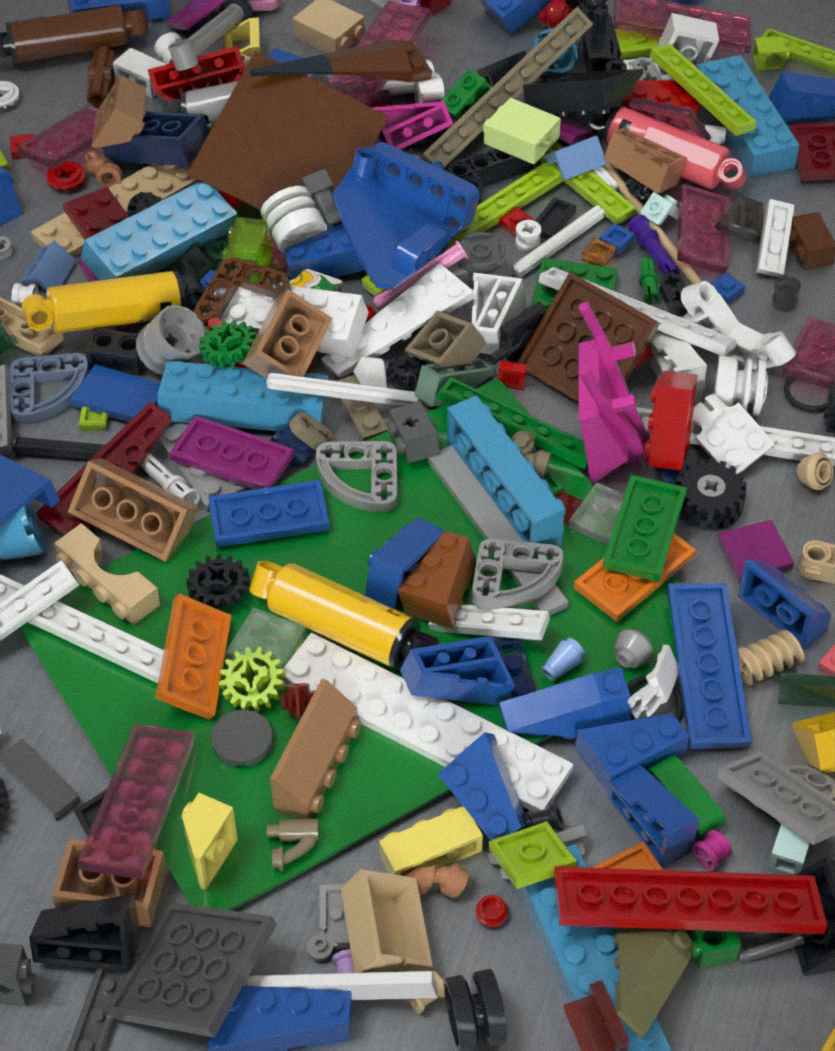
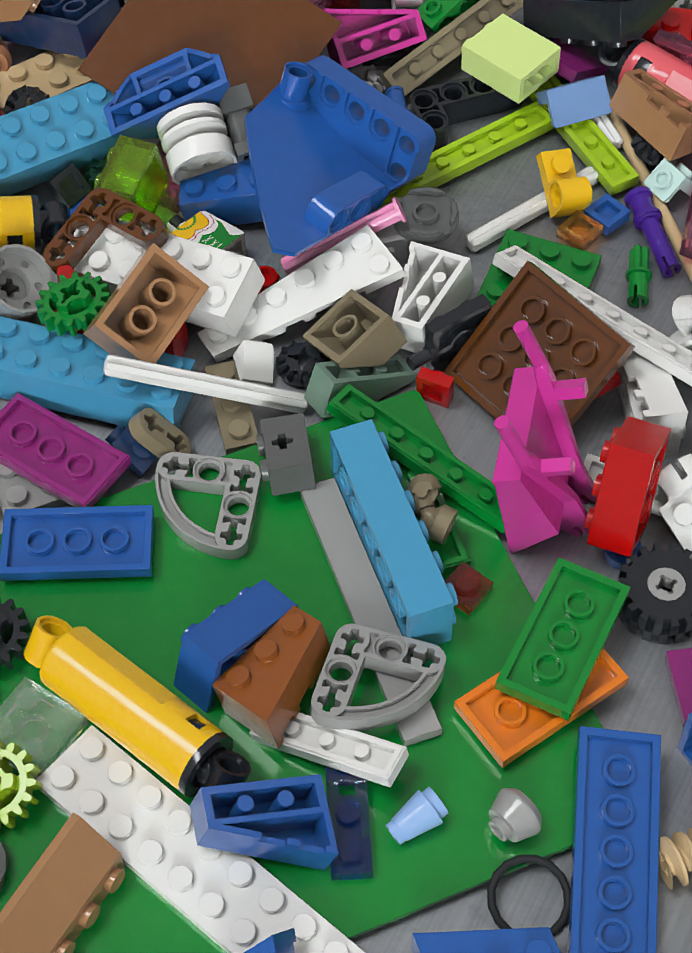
camera: 10 degrees right, 5 degrees up
(261, 178) = (163, 87): none -> blue wedge
(296, 699) = (45, 823): clear red gear -> none
(512, 218) = (484, 177): red plate -> none
(528, 235) = (494, 197): white wheel -> none
(555, 217) = (524, 181): black tile -> none
(569, 706) = (412, 894): blue wedge -> none
(579, 222) = (561, 185): none -> yellow plate
(598, 513) = (506, 602): clear plate -> none
(659, 684) = (538, 879): white arm -> none
(671, 295) = (662, 299): black beam -> none

